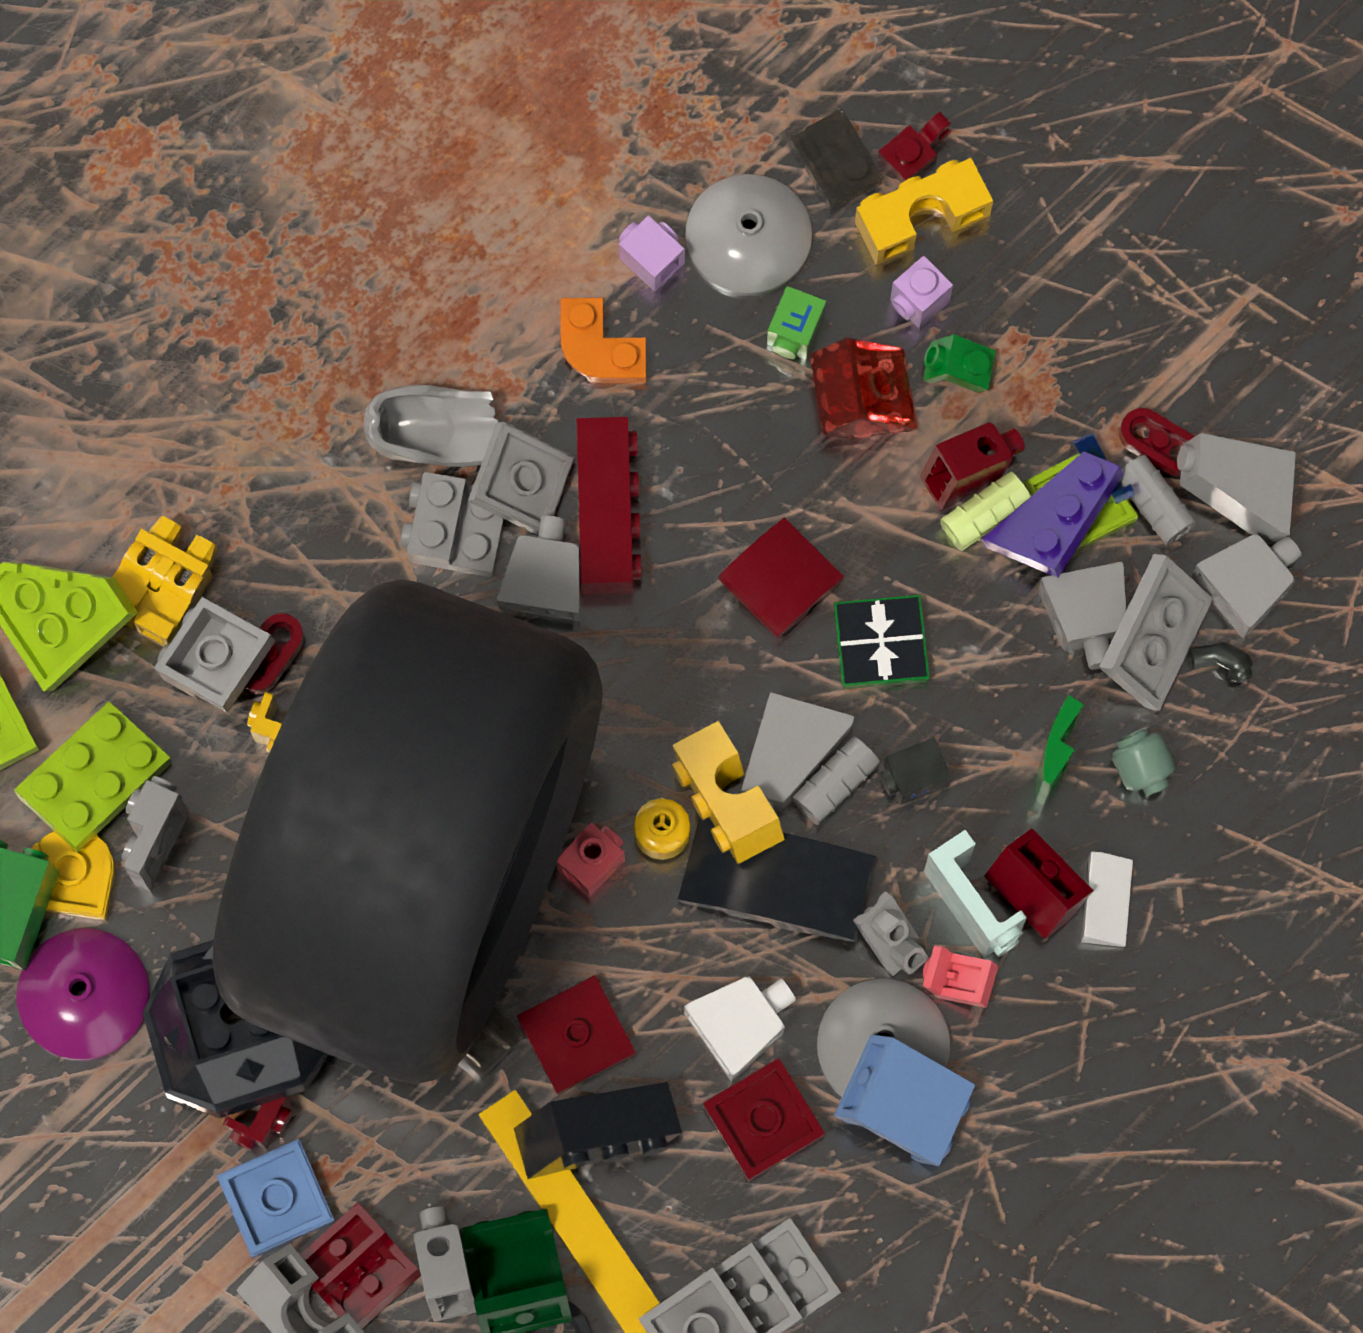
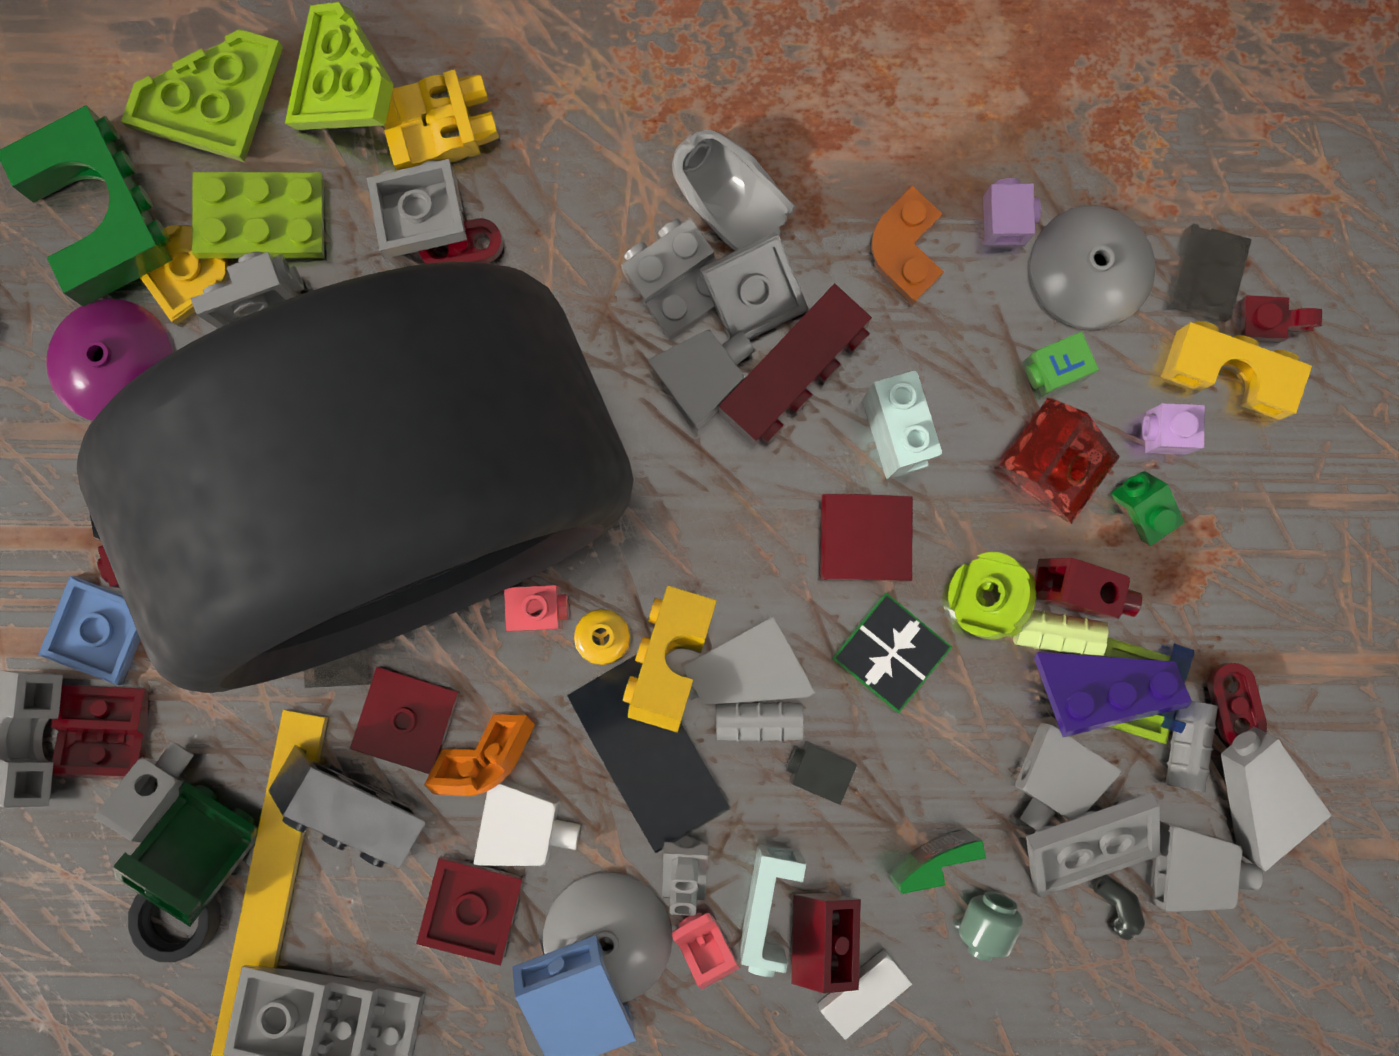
camera: 45 degrees right, 10 degrees up
(670, 1003) = (479, 770): none -> orange plate
(725, 471) = (901, 424): none -> light aqua panel
(933, 534) = (1011, 610): none -> lime plate

